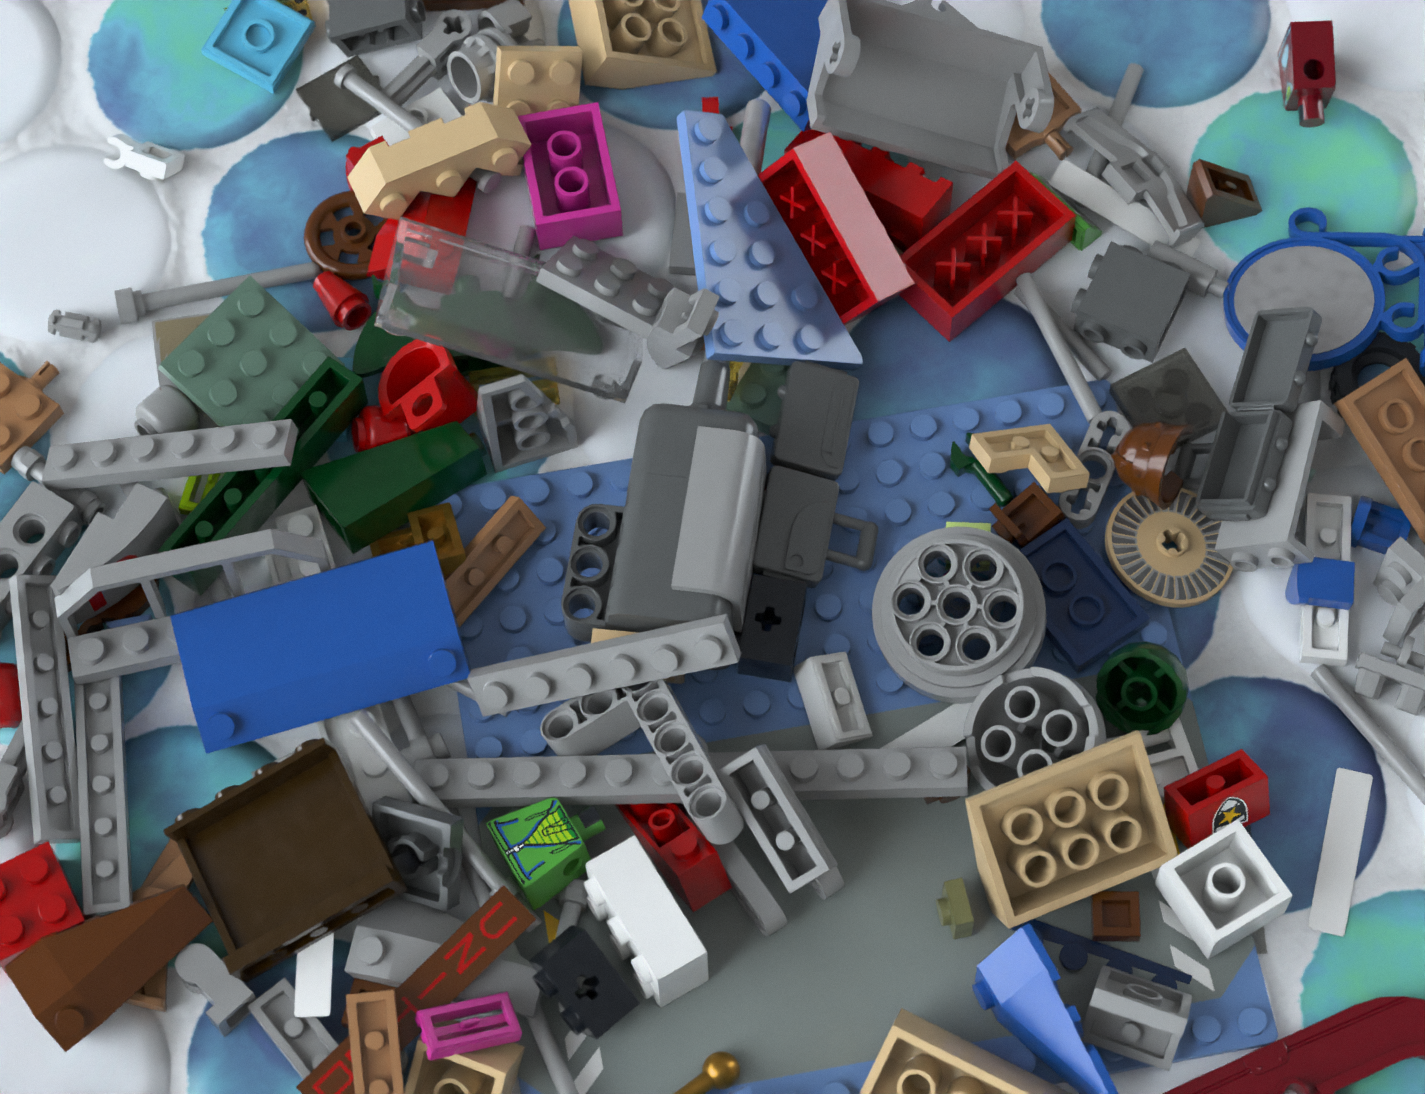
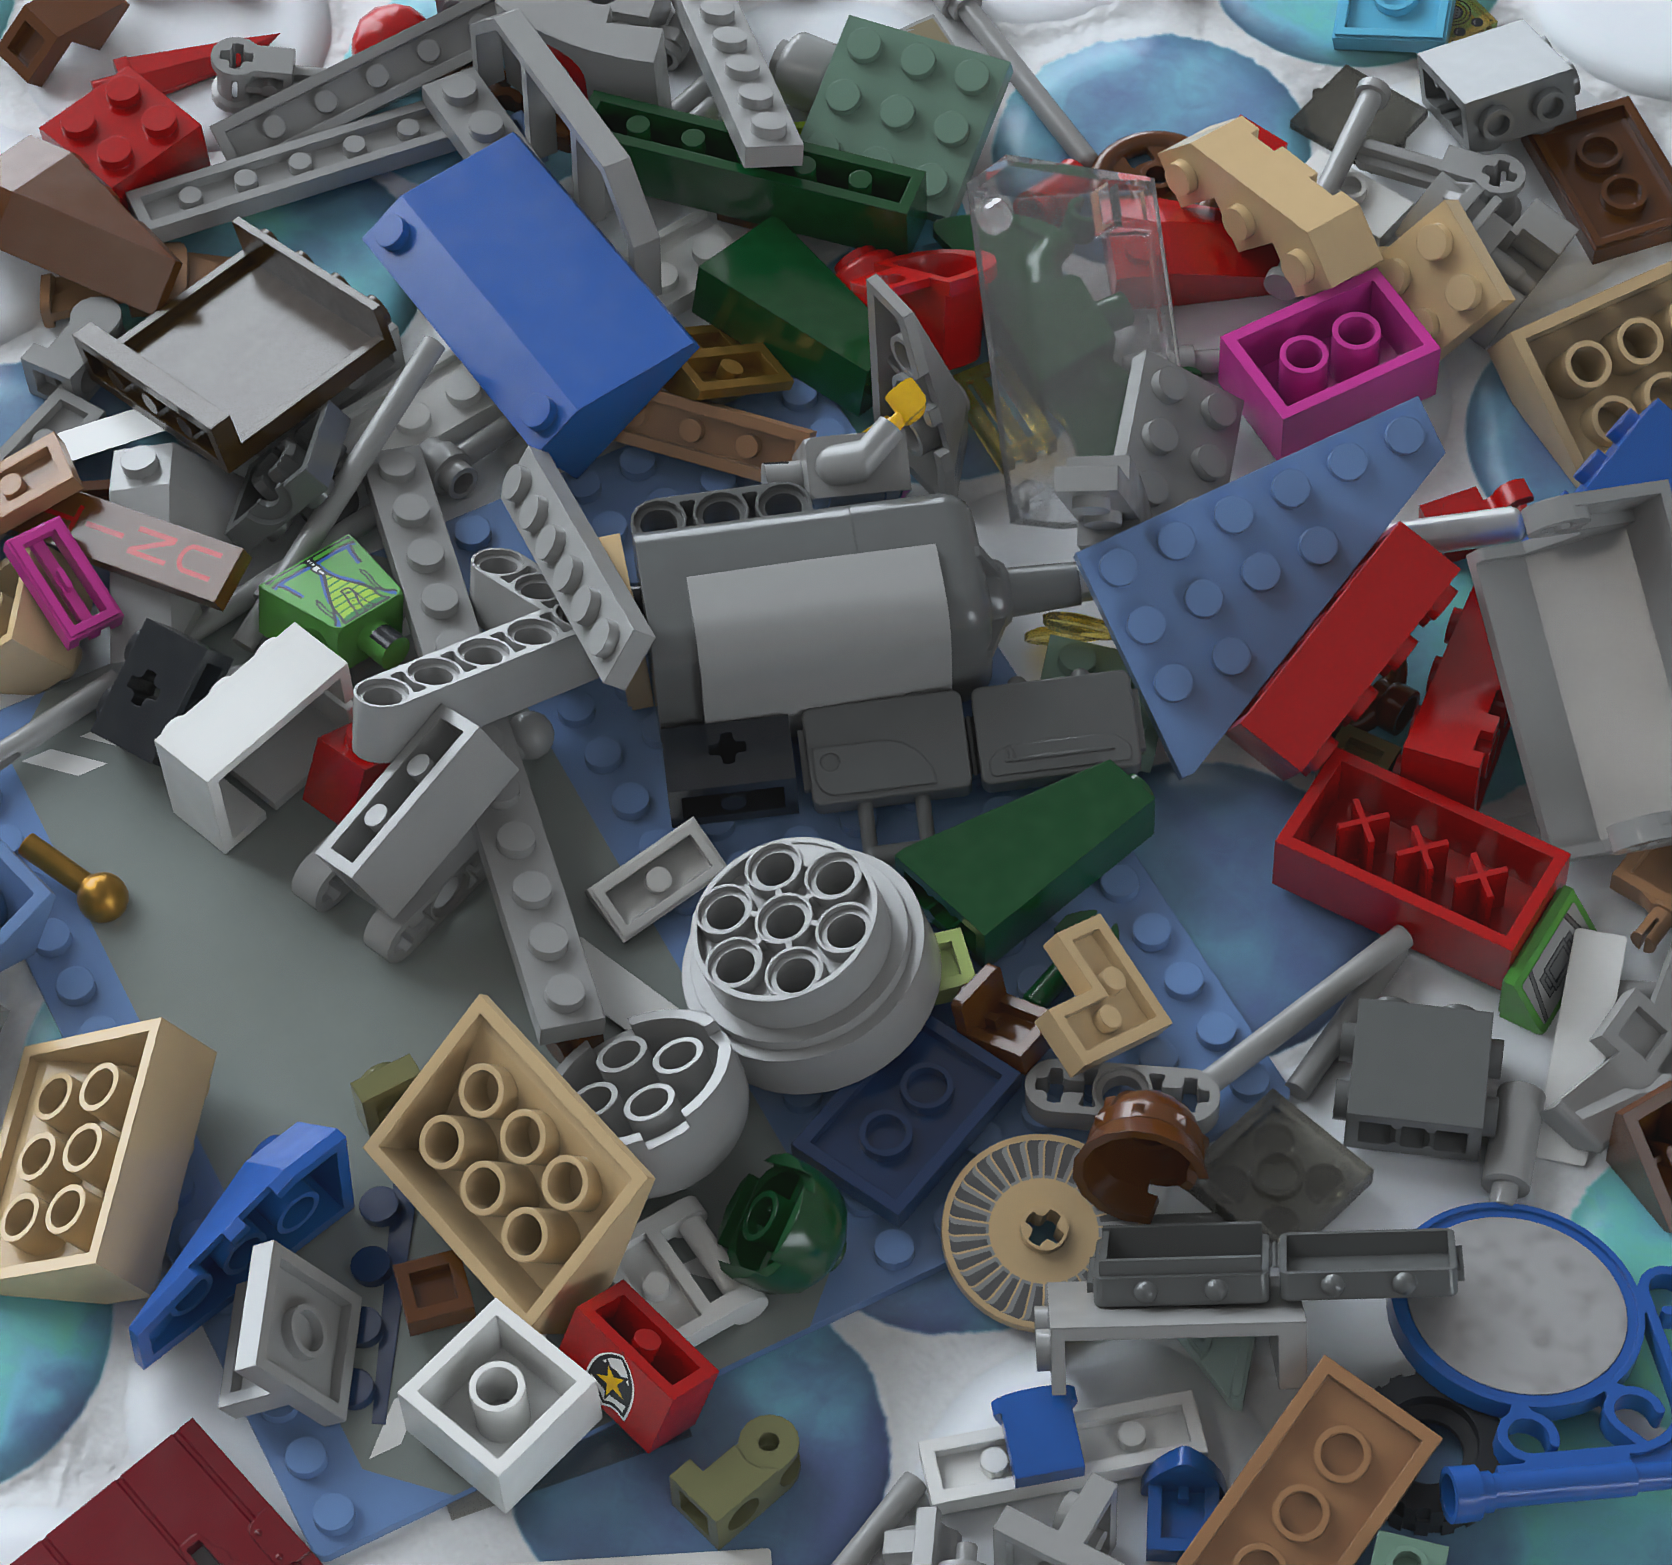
camera: 75 degrees right, 10 degrees down
(570, 474) = (856, 465): none -> light grey torso
(904, 467) = (1028, 857): none -> dark green slope
(1298, 765) = (739, 1482): none -> olive leg

